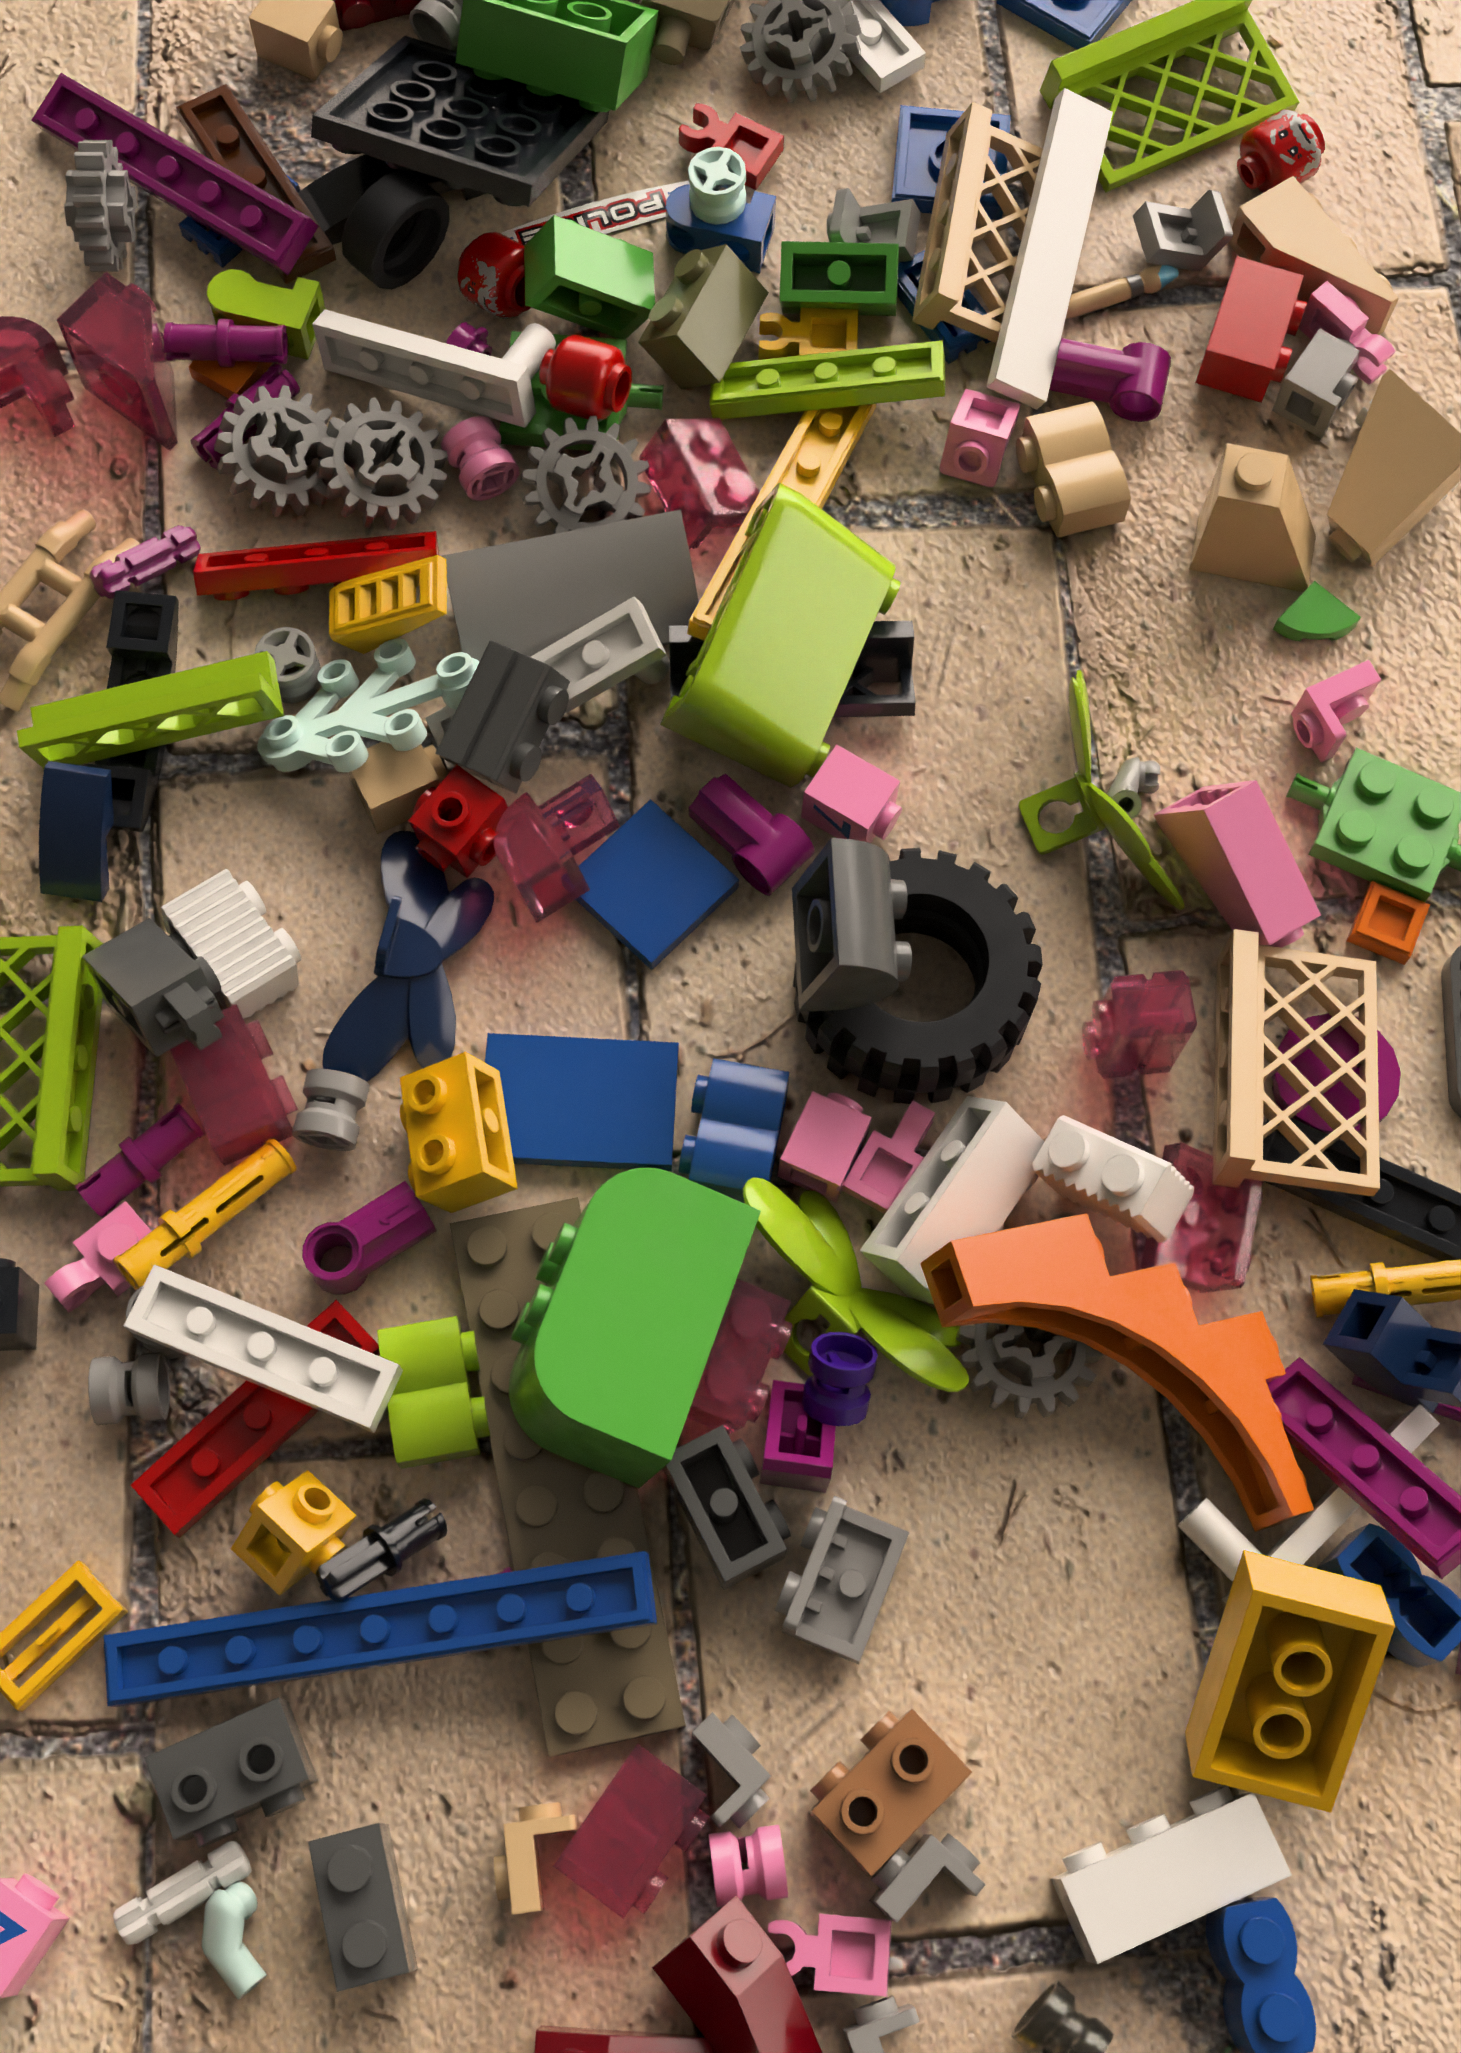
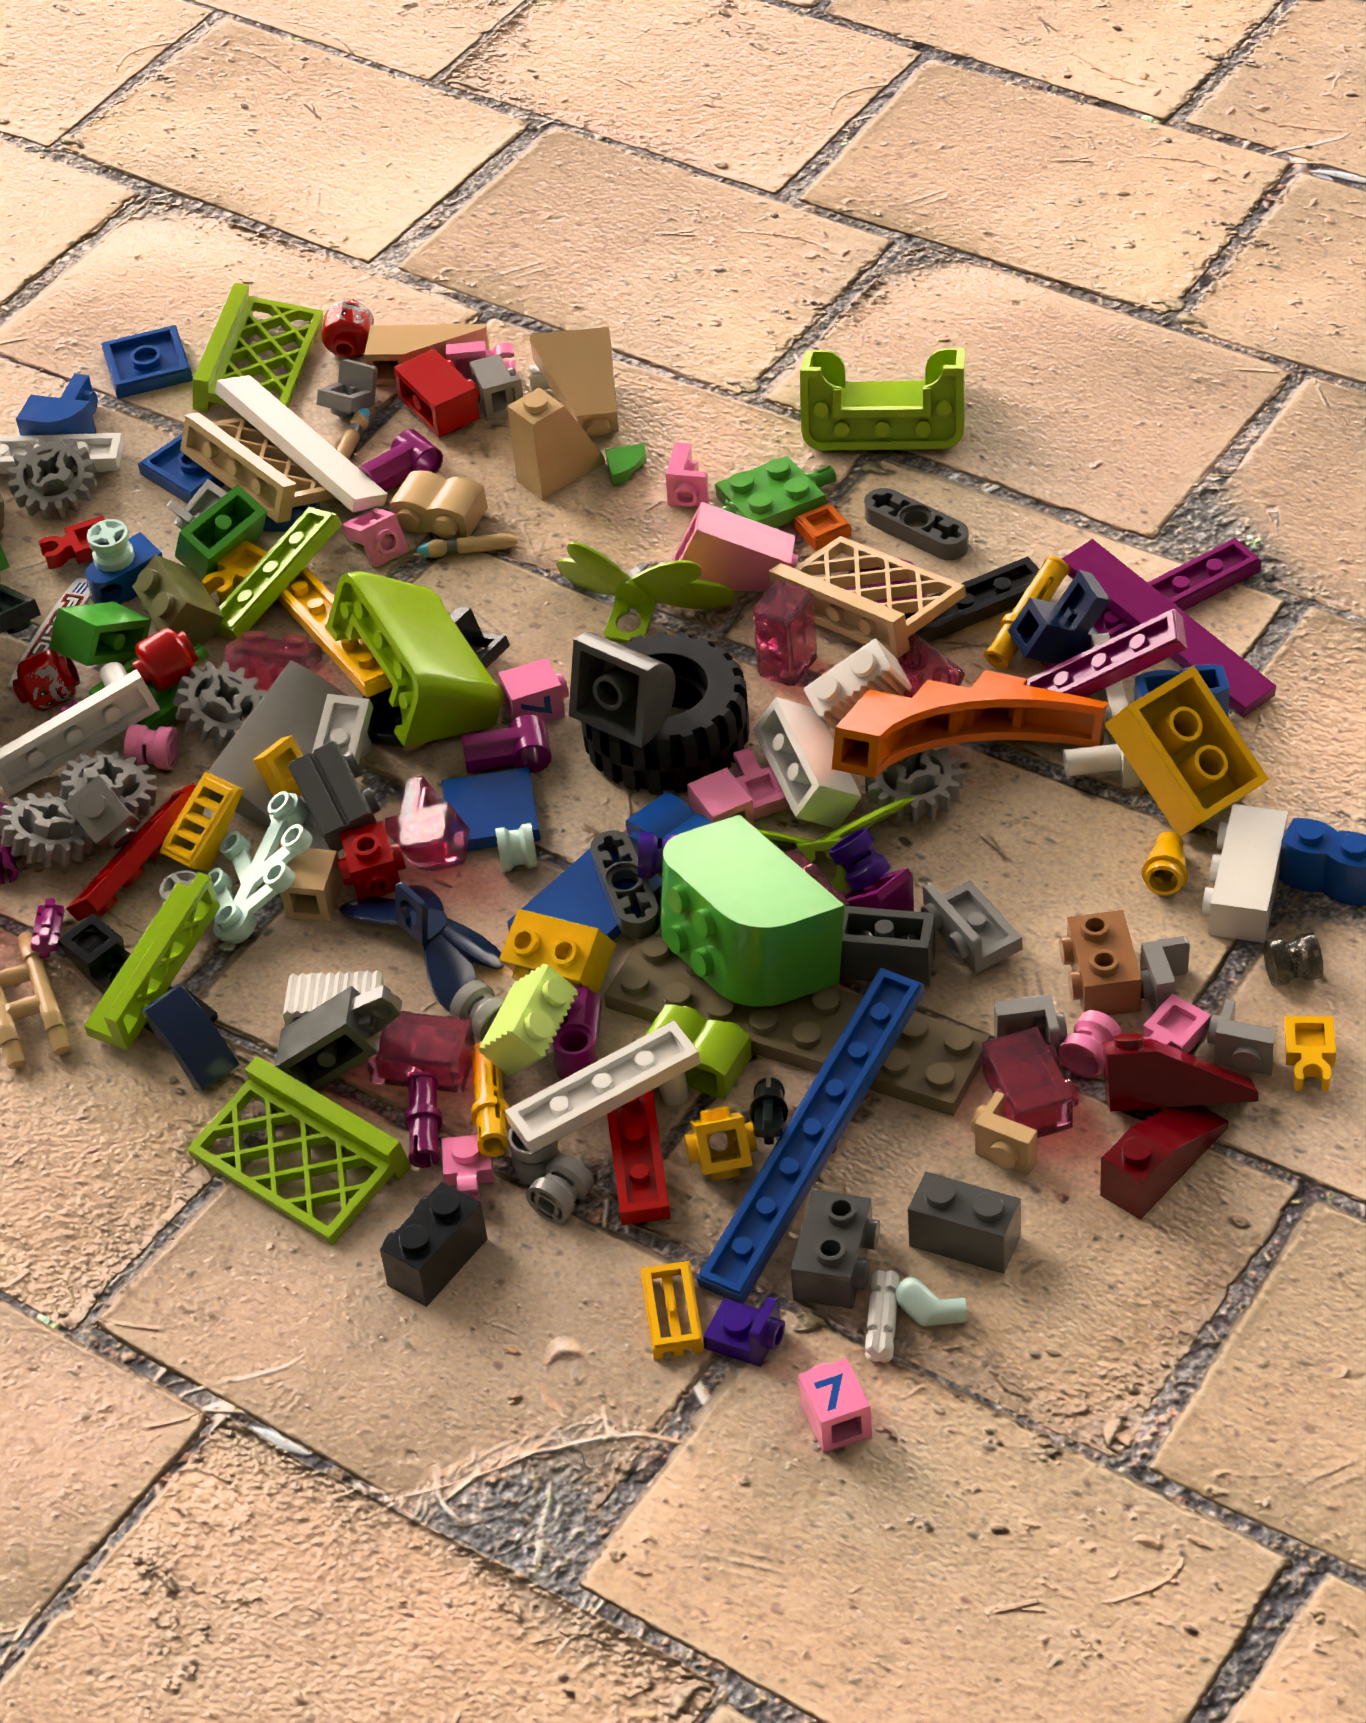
camera: 45 degrees left, 25 degrees down
(64, 1745) = (745, 1331): none -> dark purple bracket
(319, 1183) = (528, 1020): none -> yellowish green brick
(320, 493) = (102, 814): none -> light grey bracket
(520, 620) = (274, 765): none -> yellow plate
(601, 960) = (516, 847): none -> light aqua wheel
(633, 1079) = (619, 899): none -> dark grey beam
(656, 1144) = (651, 854): none -> dark purple wheel
(1042, 541) = (483, 543): none -> tan piece
(1113, 1756) = (1166, 865): none -> yellow cone

